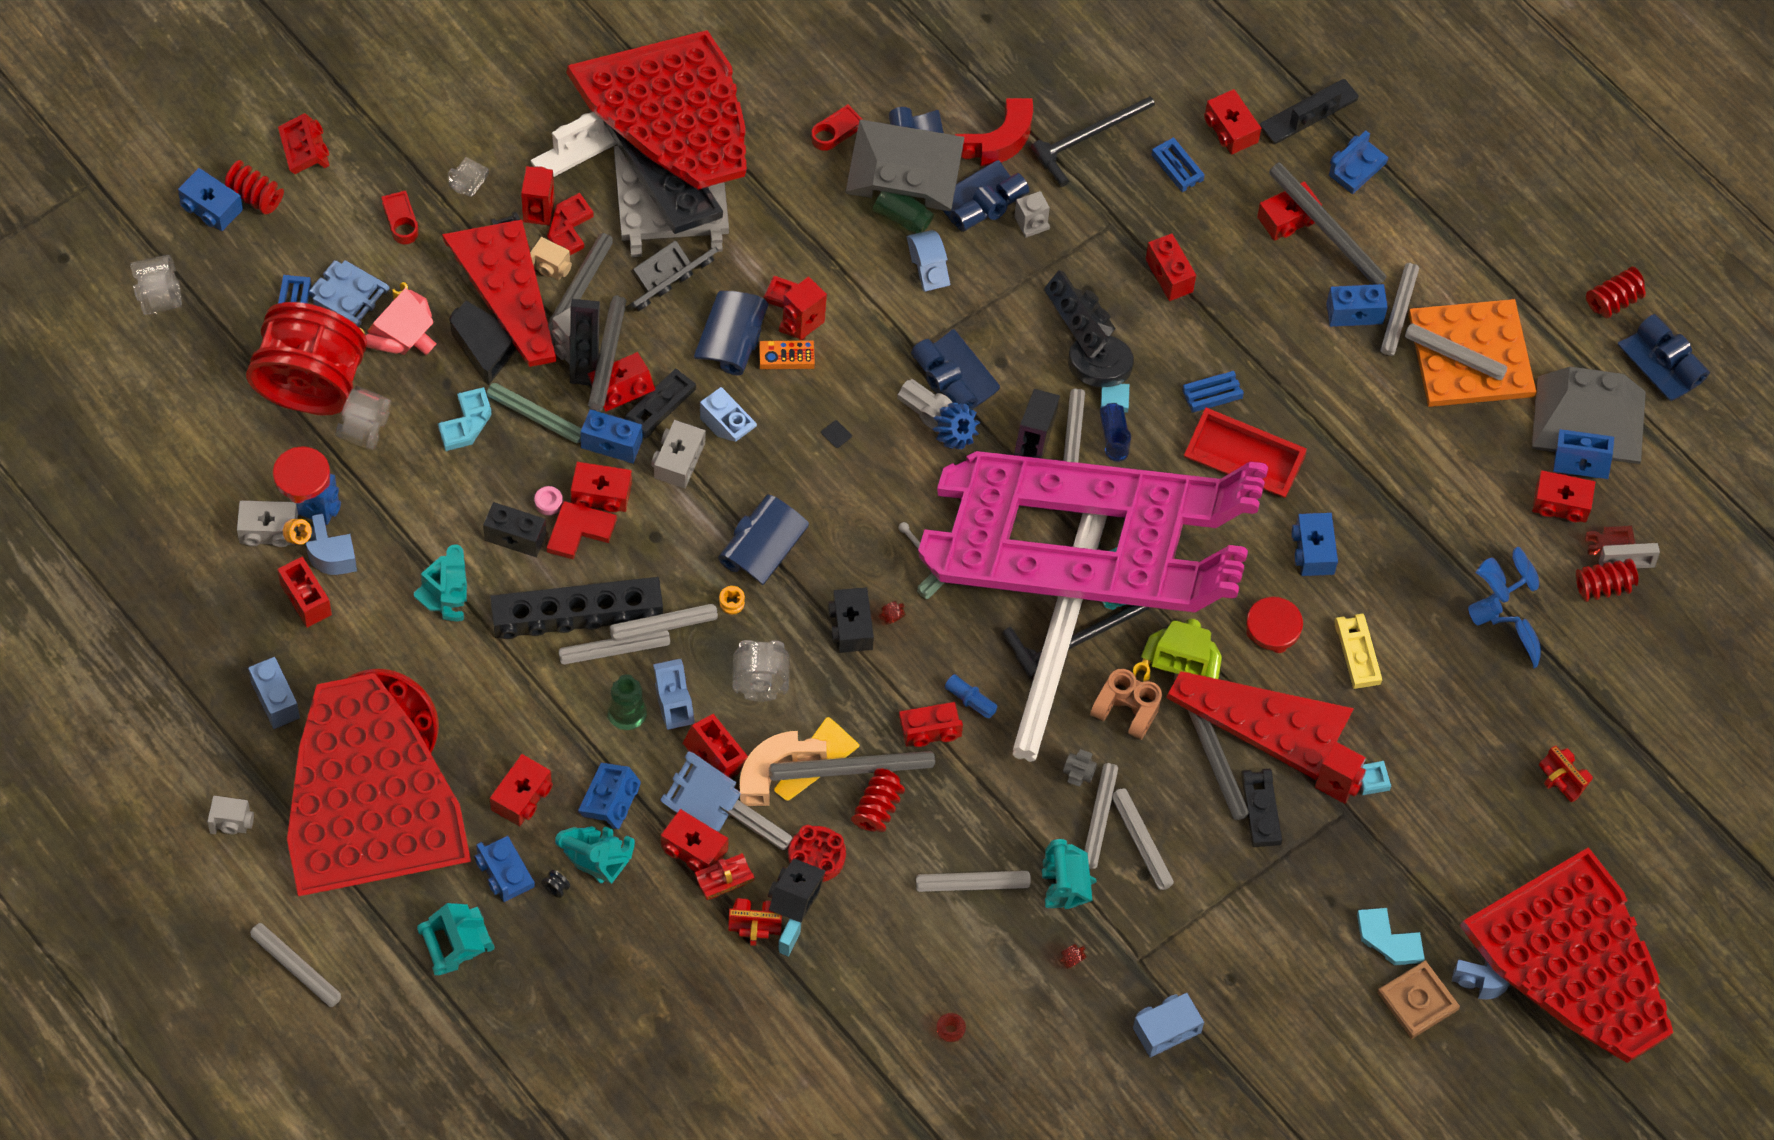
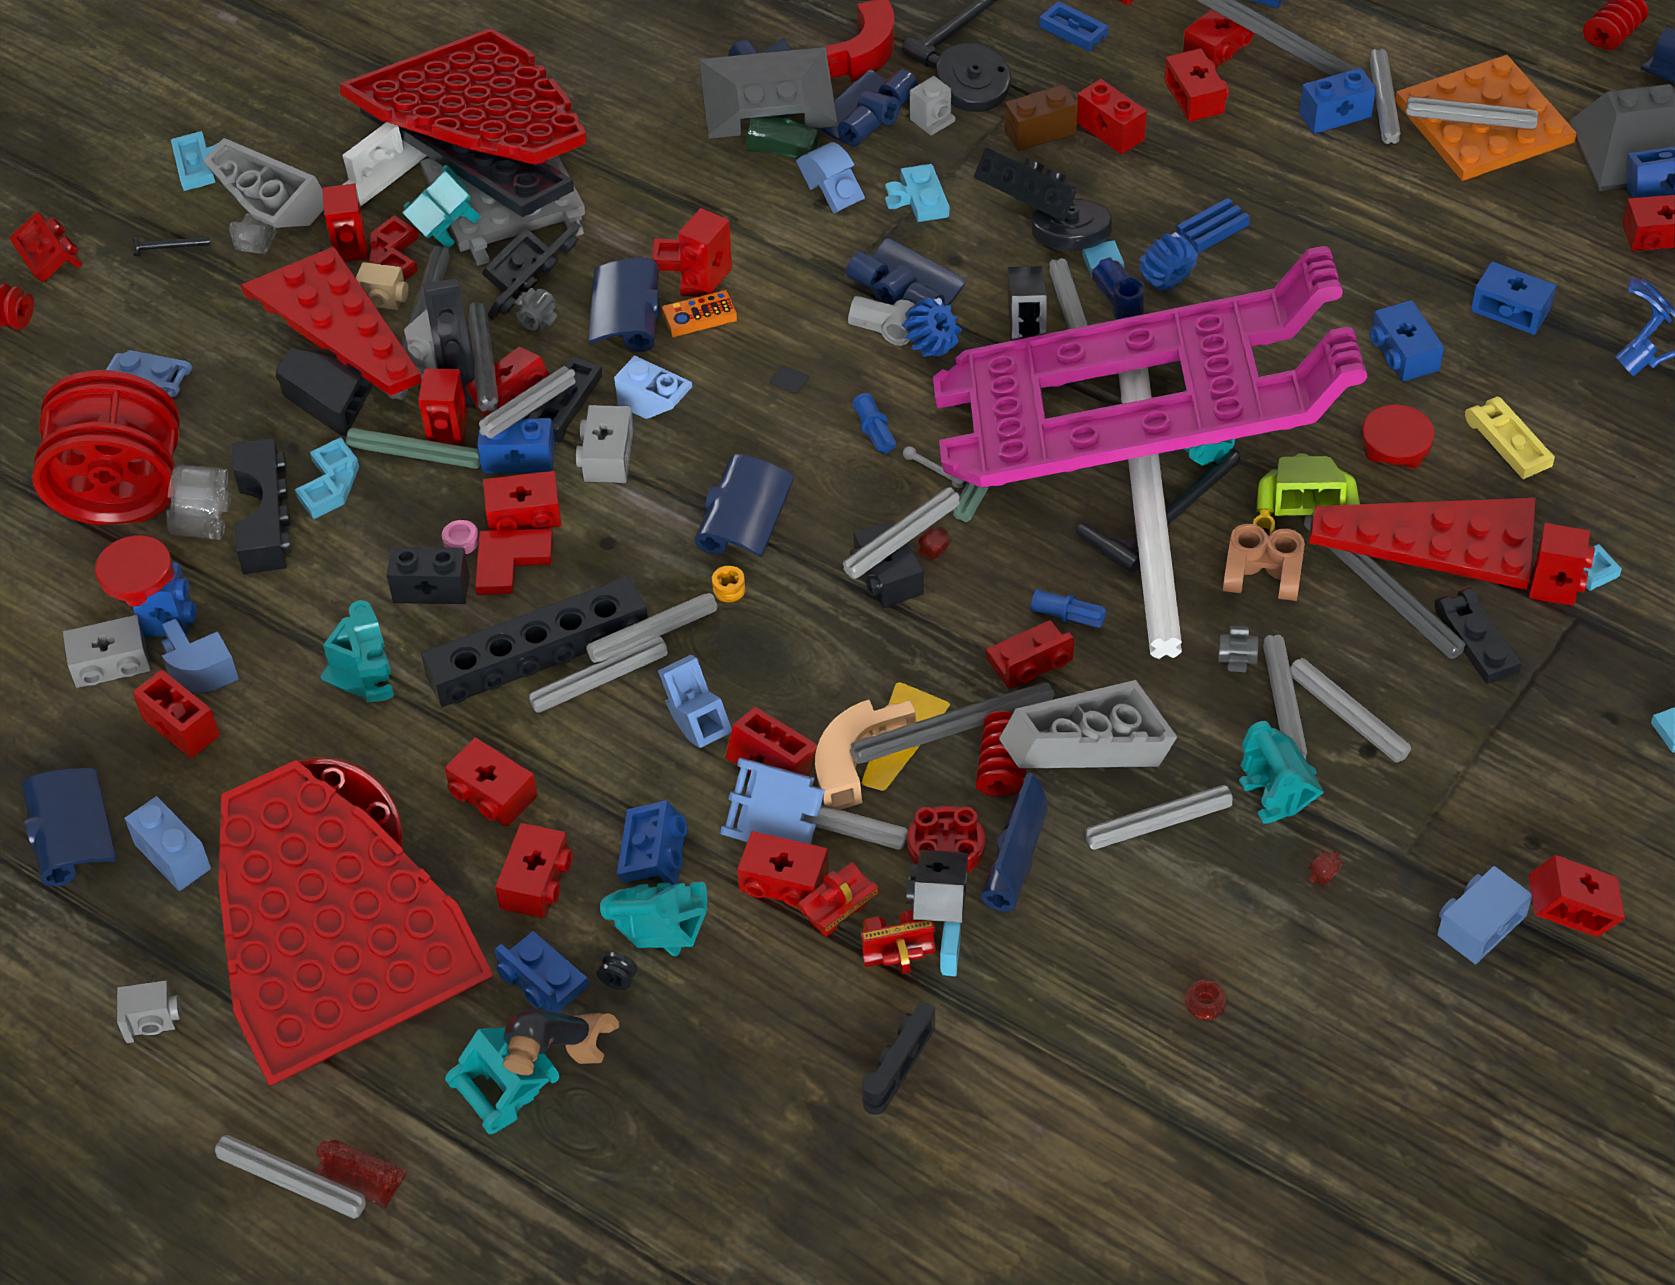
camera: 10 degrees left, 10 degrees down
(208, 654) = (66, 822): none -> dark blue panel
(303, 527) = (156, 640): light orange bush -> none
(342, 976) = (359, 1171): none -> clear red hinge
(394, 166) = (168, 244): none -> black piece
(399, 212) = (181, 287): red piece -> none
(402, 324) = (219, 395): coral torso -> none
(403, 459) = (262, 536): none -> black arch
(439, 93) = (189, 157): none -> medium azure plate
(483, 917) = (536, 1029): none -> piece
(485, 142) = (266, 186): none -> light grey wedge
(511, 712) = (490, 782): none -> red brick
(565, 389) = (443, 406): none -> red brick
(615, 200) = (440, 206): none -> piece
(626, 704) = (637, 728): clear green plant -> none
(627, 406) = (527, 402): none -> light grey axle
(662, 316) = (536, 309): none -> dark grey gear
(725, 1006) = (898, 1059): none -> black plate
(761, 670) = (796, 645): clear brick -> none
(841, 124) = (677, 80): red piece -> none
(861, 876) = (1016, 847): none -> dark blue panel
(867, 602) = (901, 533): none -> light grey axle
(885, 494) = (874, 423): none -> blue axle
(944, 804) = (1090, 730): none -> light grey wedge
(996, 292) = (921, 191): none -> medium azure plate
(1075, 195) = (975, 75): none -> black wheel
(1114, 251) = (1040, 117): none -> reddish brown brick
(1160, 420) = (1168, 261): none -> blue gear
(1230, 444) = (1259, 264): red slope -> none
(1234, 1032) = (1576, 896): none -> red brick
(1251, 255) = (1195, 84): none -> red brick
(1415, 530) = (1513, 298): none -> blue brick

